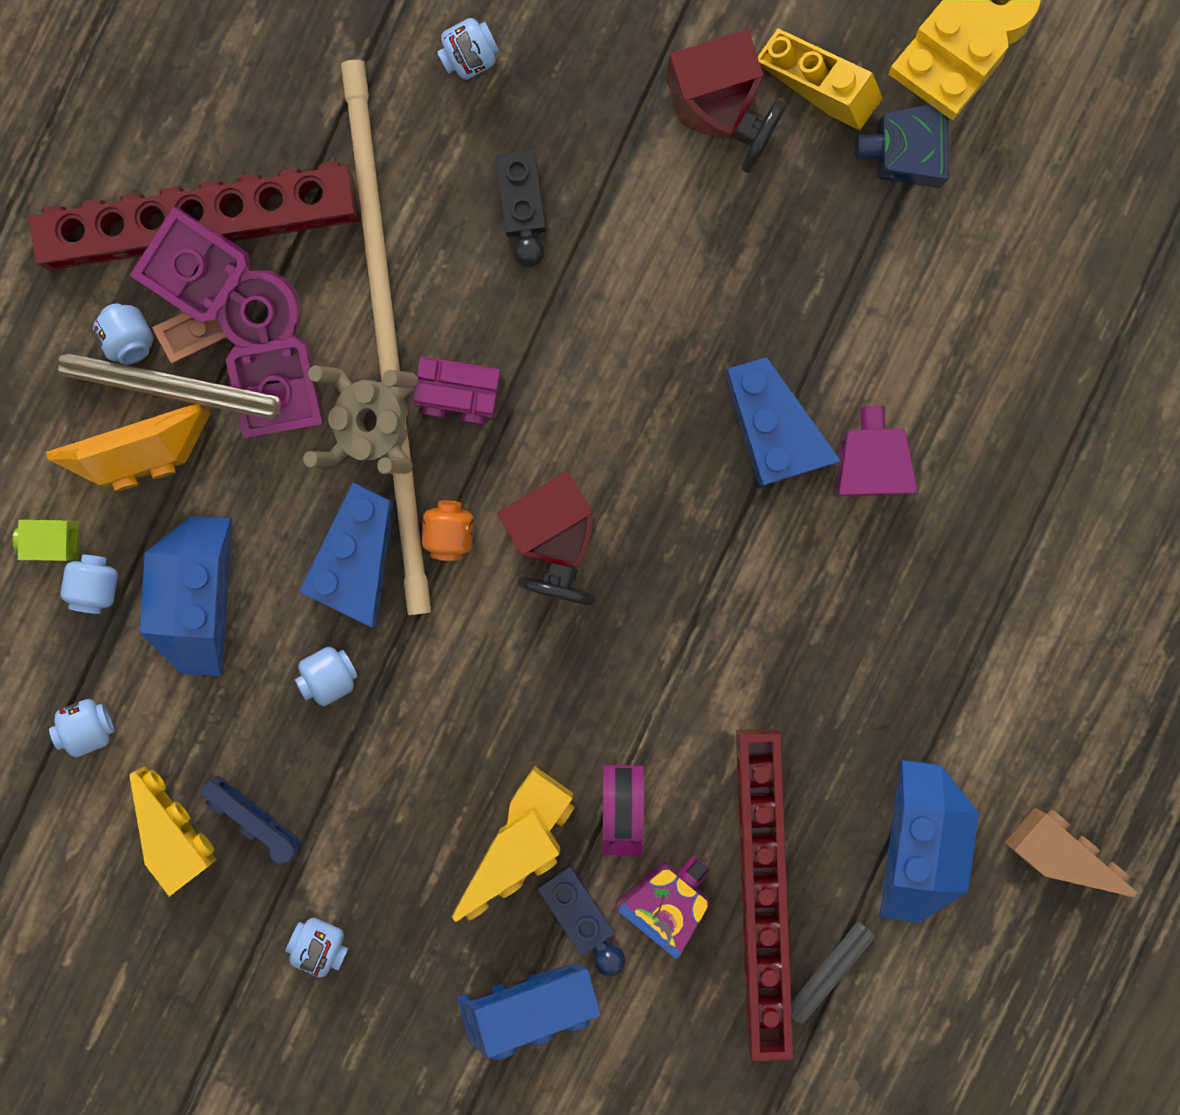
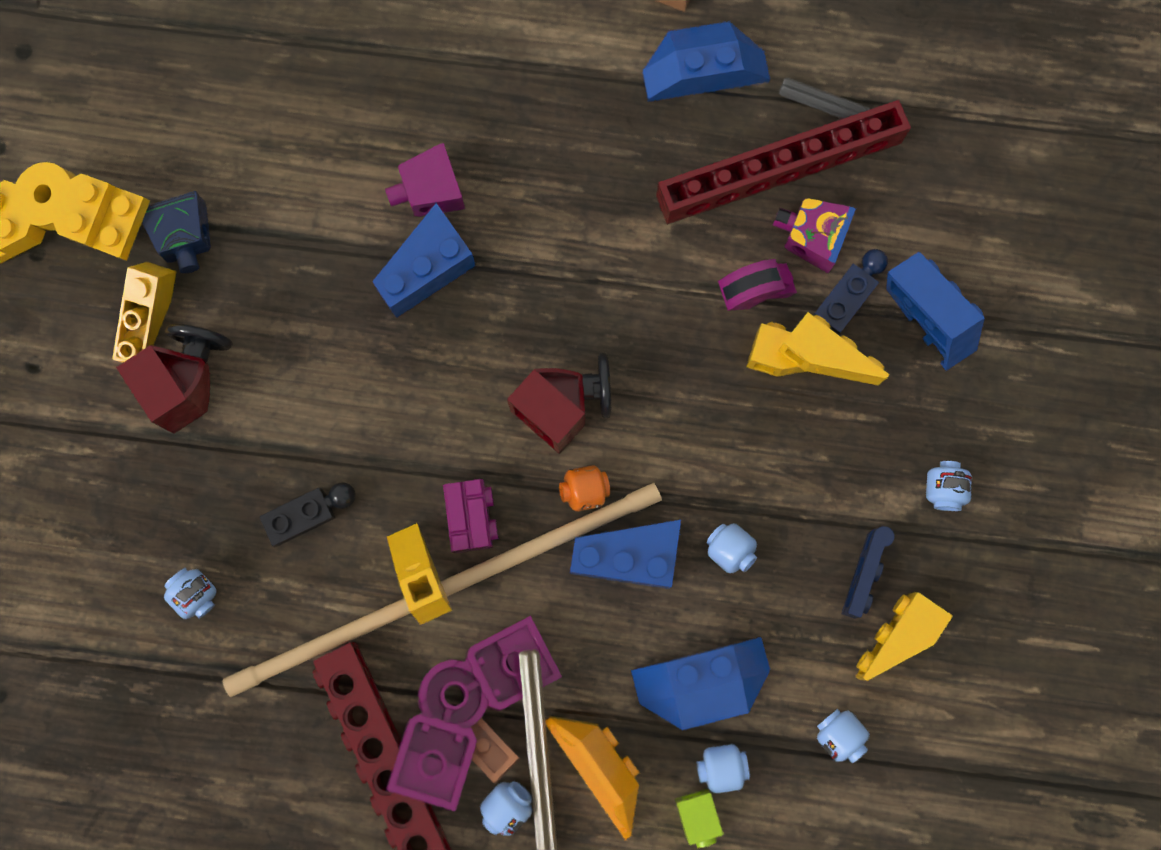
camera: 105 degrees left, 10 degrees down
(348, 420) = (516, 597): dark tan plate -> none
(407, 310) = (417, 575): none -> yellow slope

